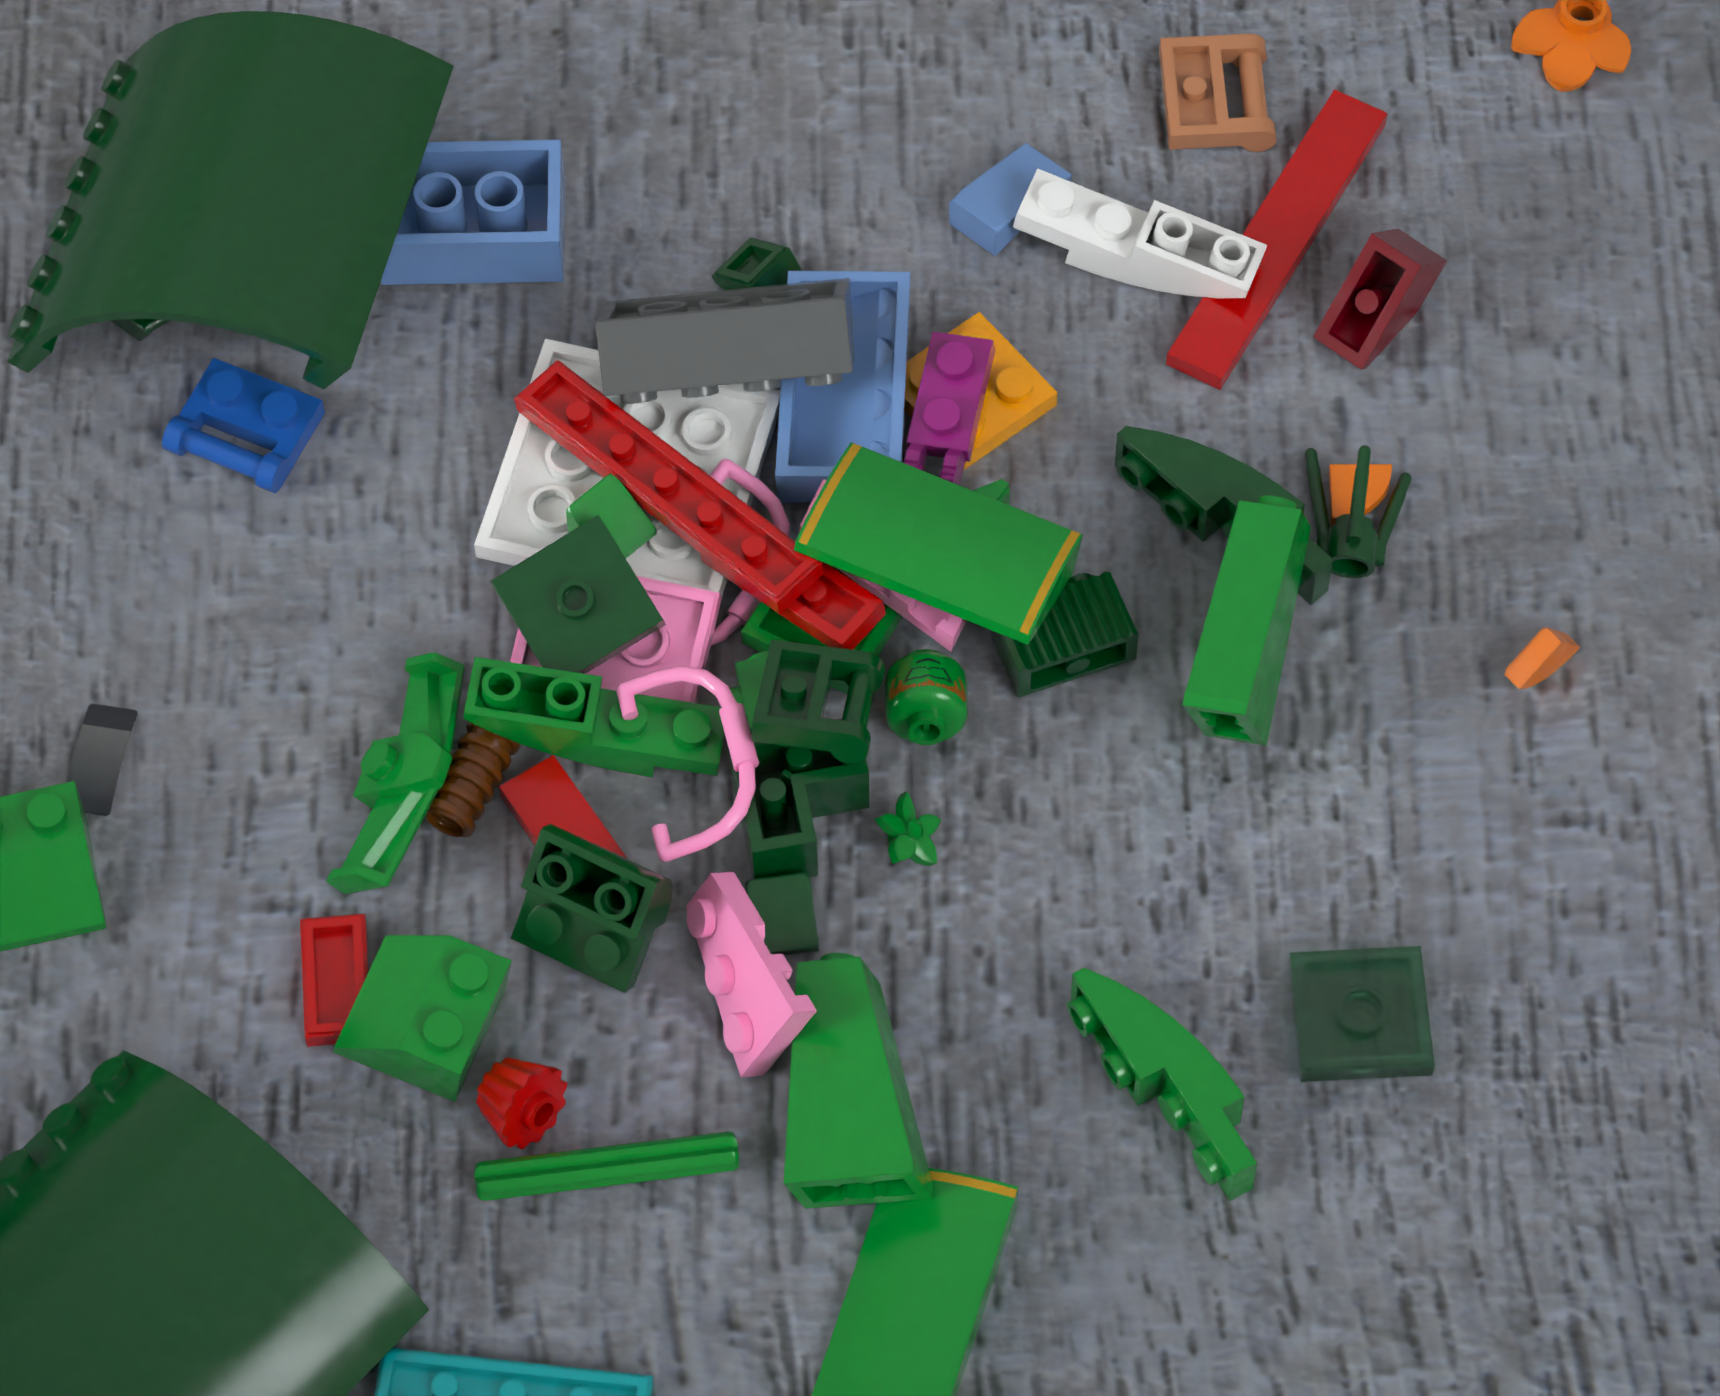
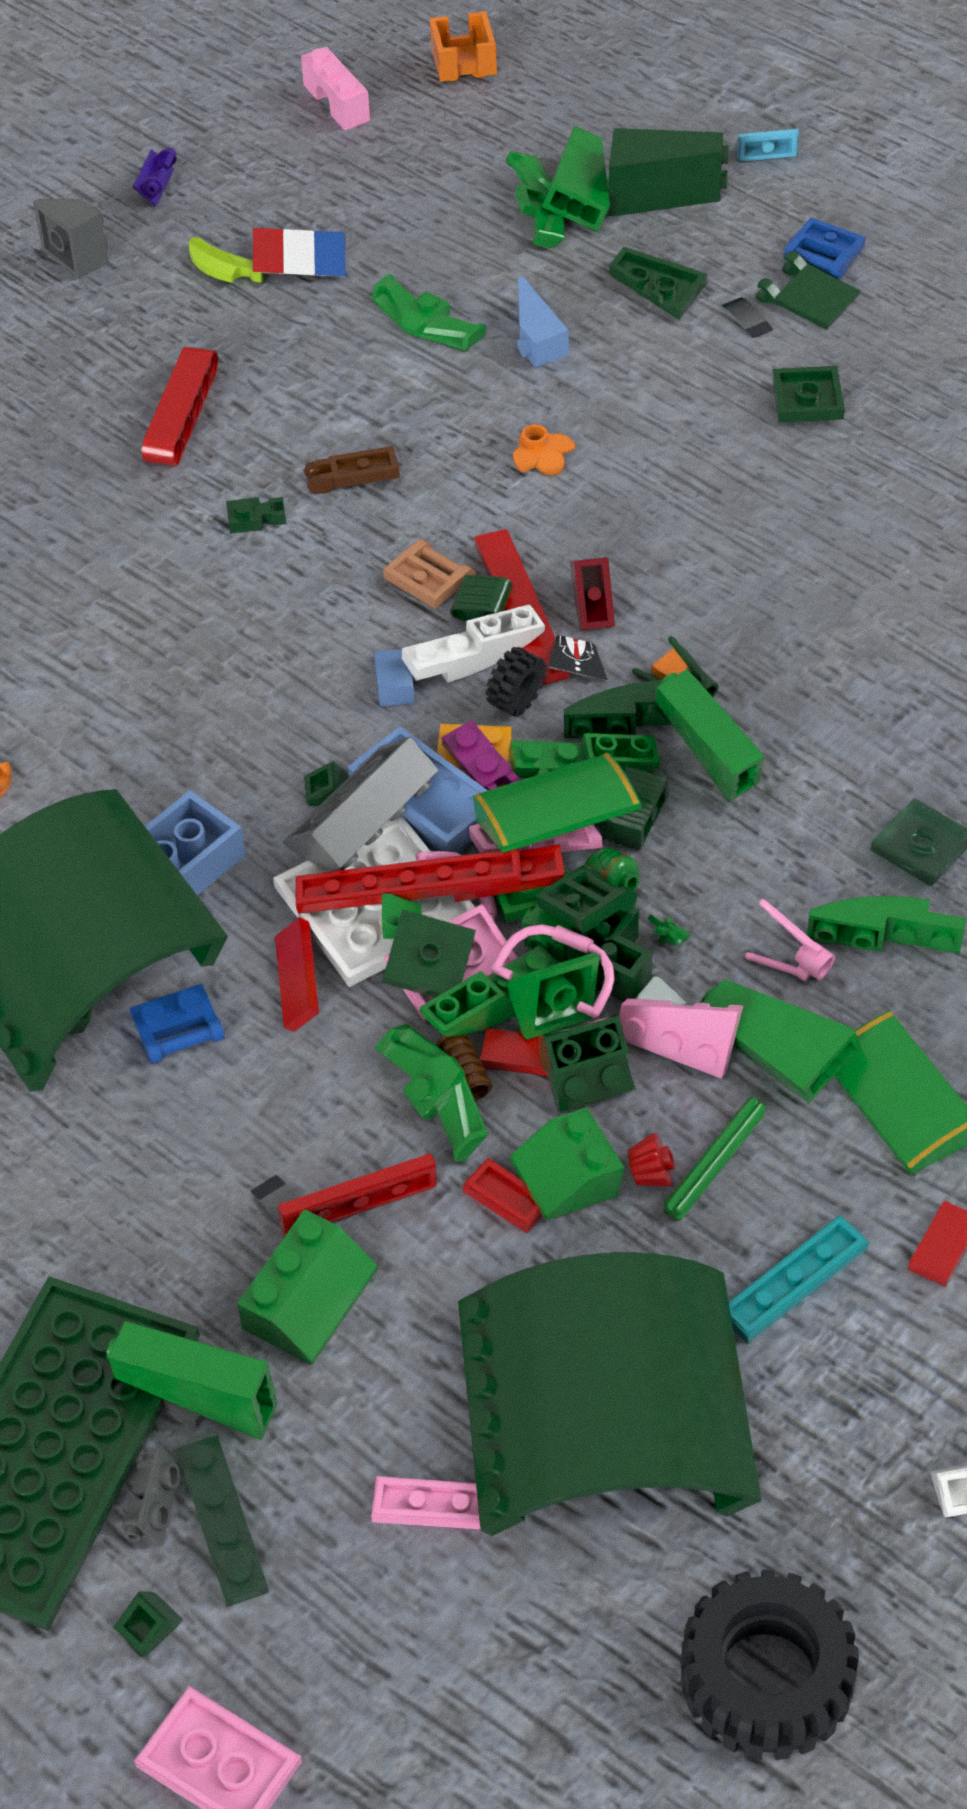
camera: 45 degrees left, 10 degrees down
(175, 822) = (363, 1192): none -> red tile
(430, 486) = (296, 974): none -> red tile
(652, 782) = (550, 996): none -> green slope
(1028, 1035) = (812, 957): none -> bright pink plant
(1114, 529) = (627, 750): none -> green slope
(1119, 336) = (516, 681): none -> black tyre
(1231, 183) = (480, 596): none -> dark green piece
(1254, 370) = (576, 657): none -> black sticker
(1541, 658) = (820, 664): orange tile -> none

